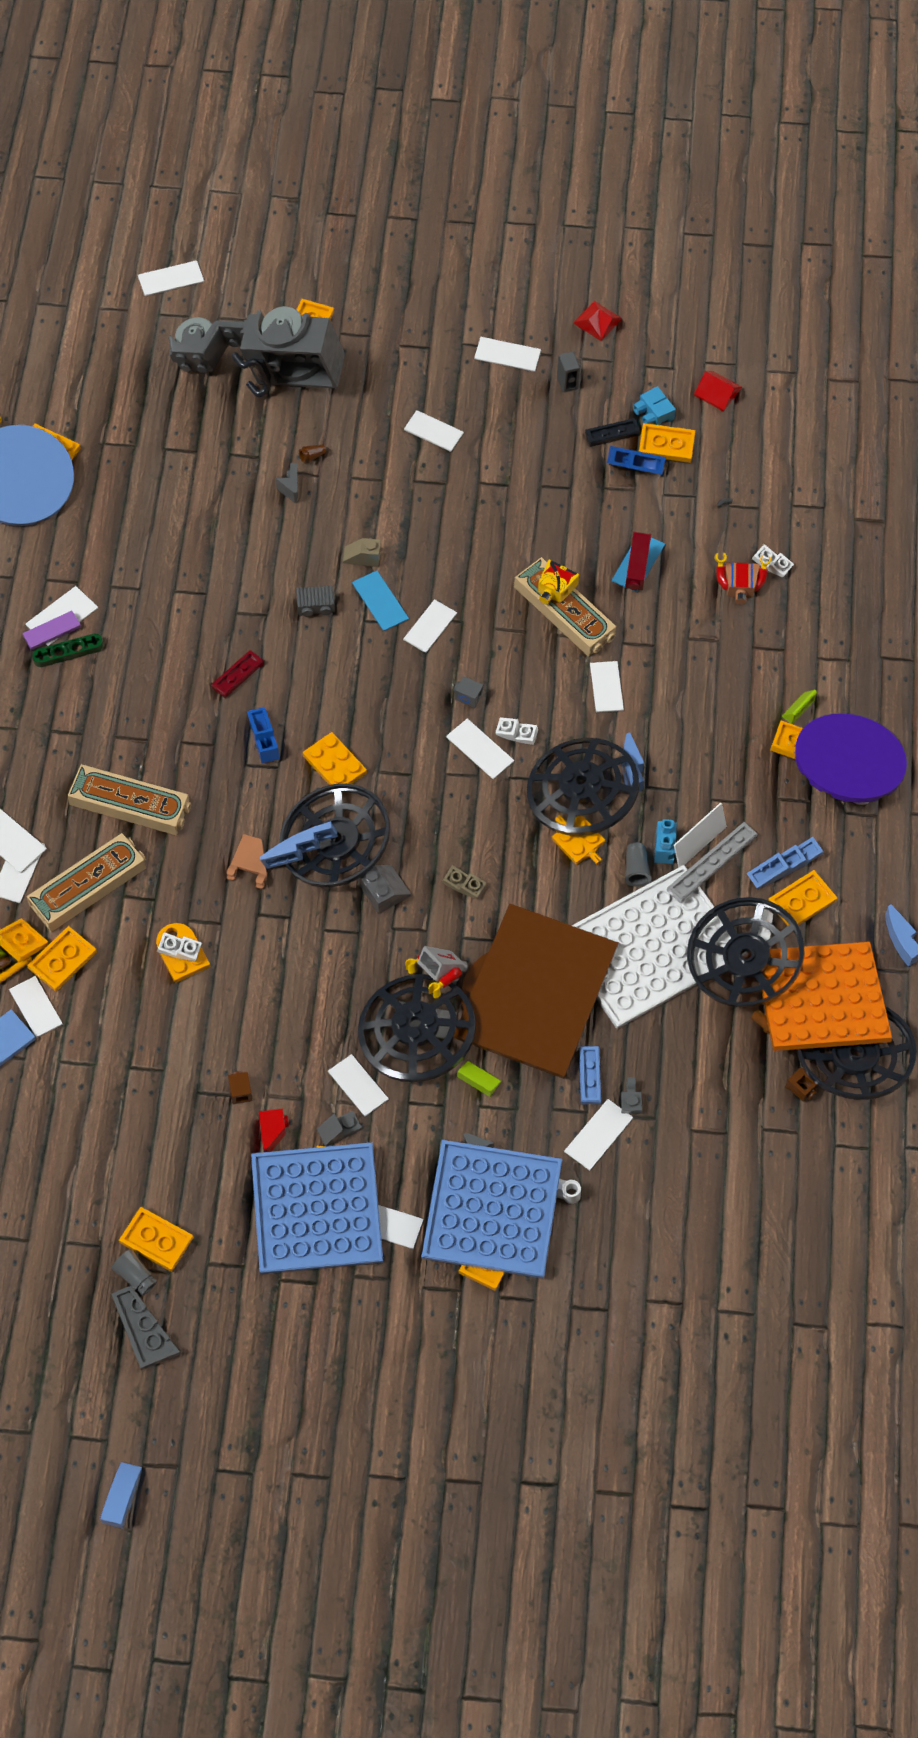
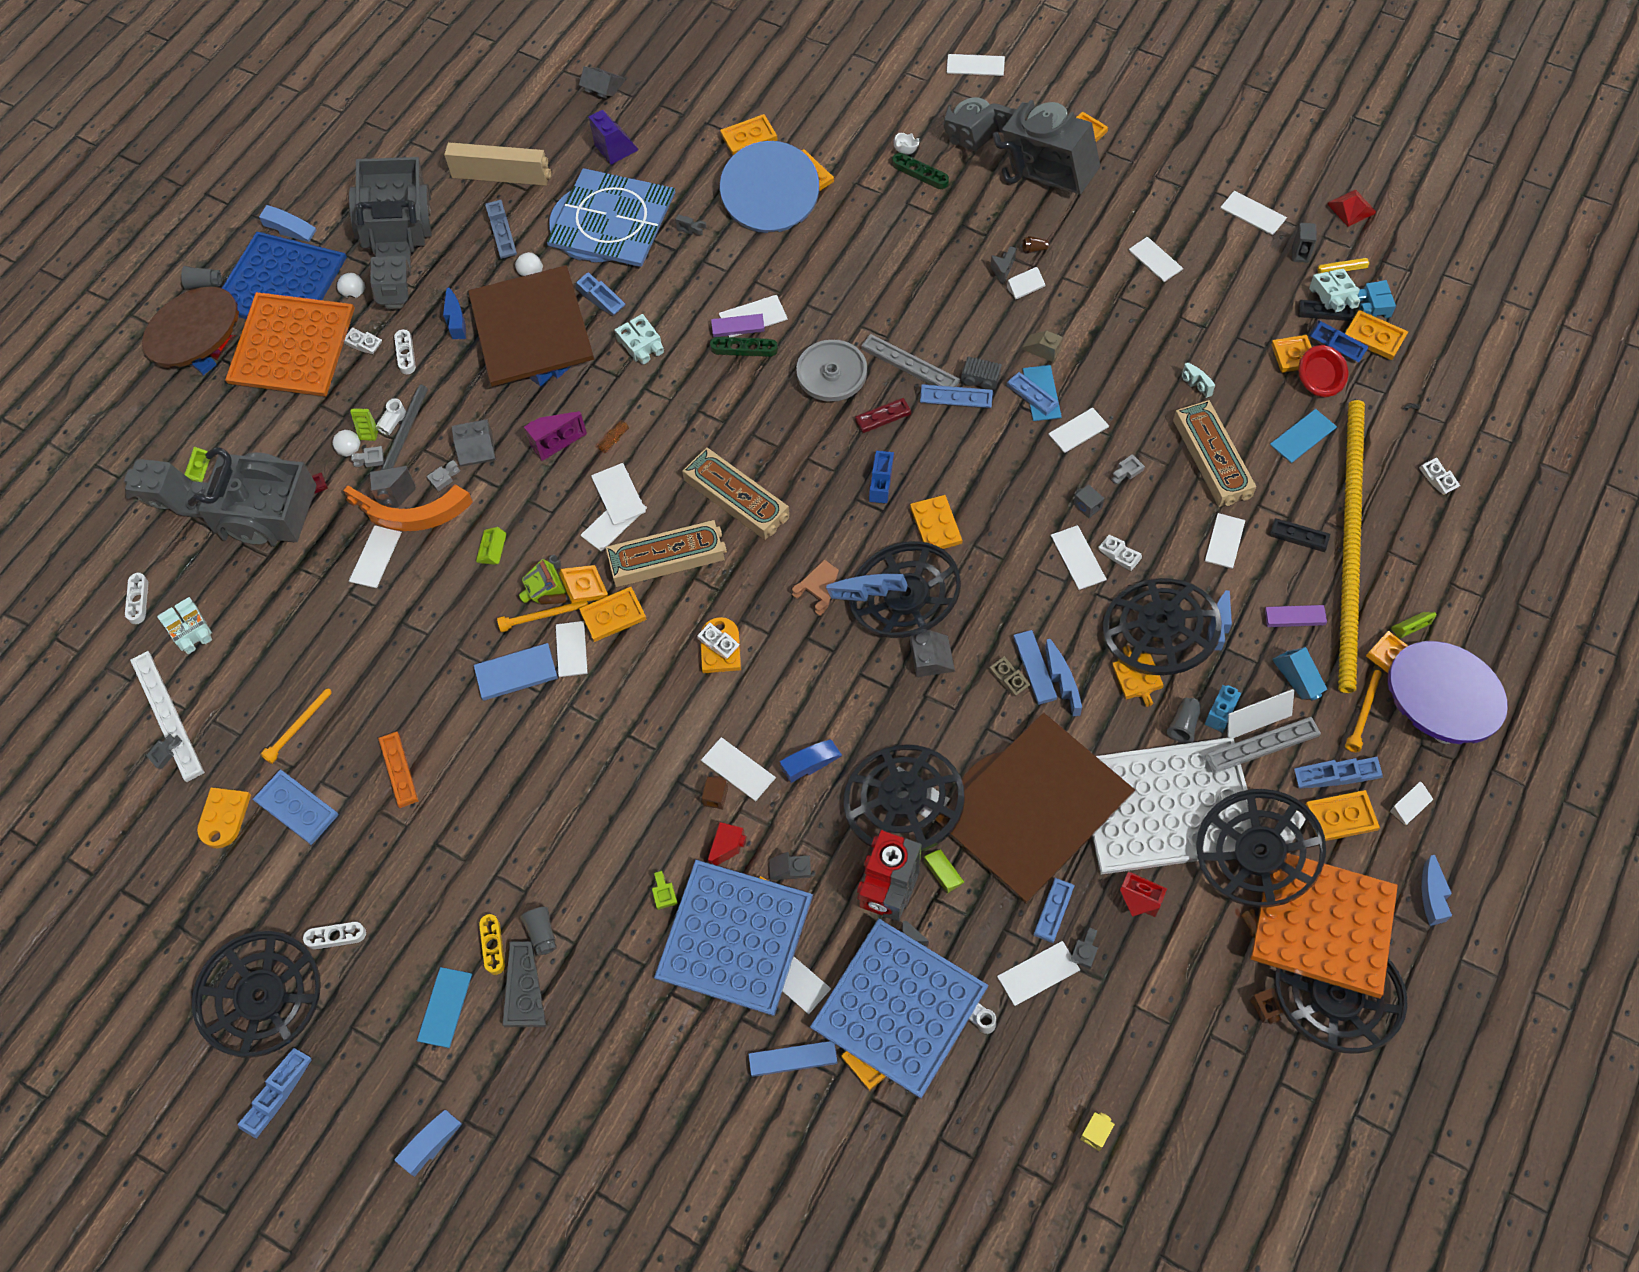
camera: 30 degrees right, 0 degrees up
(75, 1376) = (444, 1007): none -> dark azure piece
(96, 1318) = (488, 960): none -> yellow beam
(138, 386) = (905, 143): none -> white hair
(156, 1239) = (575, 906): light orange plate -> none
(164, 412) = (903, 163): none -> dark green beam
(169, 645) = (831, 370): none -> light grey dish
(233, 1195) = (664, 893): none -> lime plate
(241, 613) = (908, 362): none -> light grey tile
(250, 1058) = (738, 769): none -> white piece
(300, 631) = (956, 396): none -> medium blue tile
(314, 1025) = (809, 760): none -> blue slope
(319, 495) = (1025, 283): none -> white slope
(358, 1085) = (826, 833): white piece -> none
(372, 604) = (1032, 393): none -> medium blue tile
(416, 1291) = (792, 1058): none -> medium blue tile
(438, 1097) = (889, 875): none -> piece
(440, 965) = (951, 749): light grey torso -> none
(483, 865) = (1035, 667): none -> medium blue tile
(492, 647) = (1129, 467): none -> light grey plate
(509, 861) = (1061, 673): none -> medium blue slope
(519, 537) = (1195, 376): none -> light aqua slope
(556, 582) = (1213, 427): torso -> none
(600, 485) = (1290, 351): none -> light orange plate
(611, 383) = (1347, 265): none -> yellow axle
(615, 411) = (1336, 291): none -> light aqua hips
(633, 494) = (1323, 371): none -> red piece
(638, 561) = (1302, 433): dark red slope -> none
(661, 1032) = (1142, 895): none -> red slope
(671, 658) = (1300, 535): none -> black tile
(695, 735) = (1295, 616): none -> medium lavender tile
(702, 1244) = (1097, 1131): none -> light yellow brick
(717, 390) = (1444, 302): red slope -> none
(720, 652) = (1351, 548): none -> yellow piece
(720, 785) = (1301, 673): none -> dark azure slope
(741, 579) = (1400, 482): torso -> none
(789, 831) = (1354, 742): none -> light orange piece
(856, 867) = (1412, 804): none -> white slope

